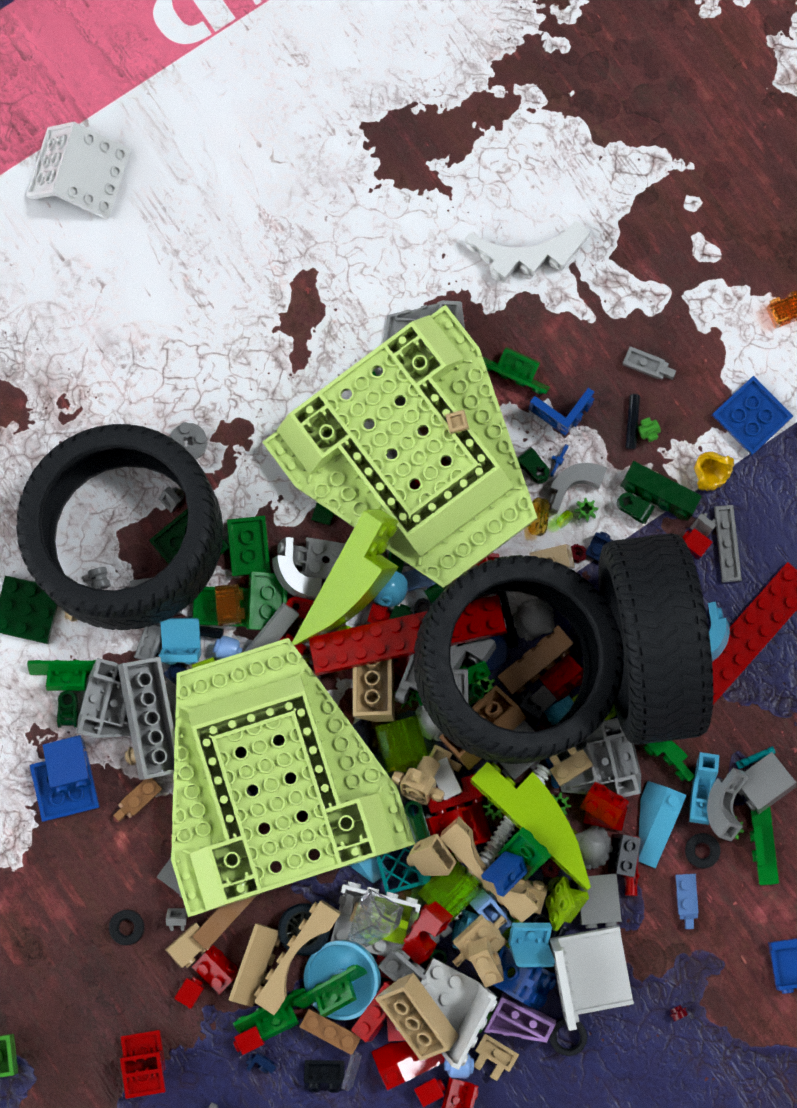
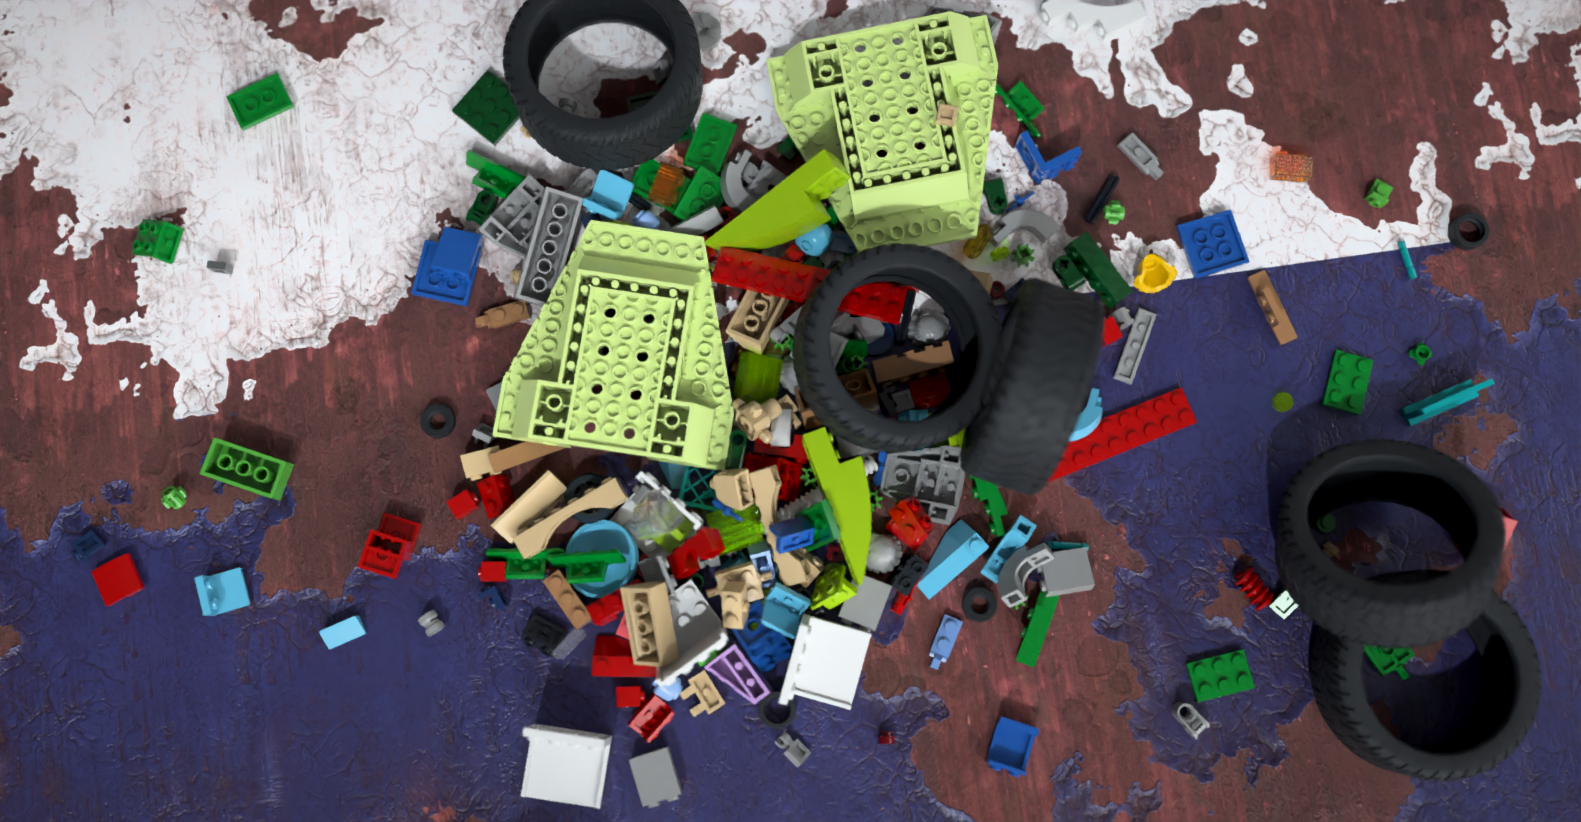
camera: 20 degrees right, 0 degrees up
(435, 880) = (726, 510): none -> blue piece
(570, 767) = (897, 472): tan plate -> none
(602, 1065) = (795, 750): none -> light grey plate

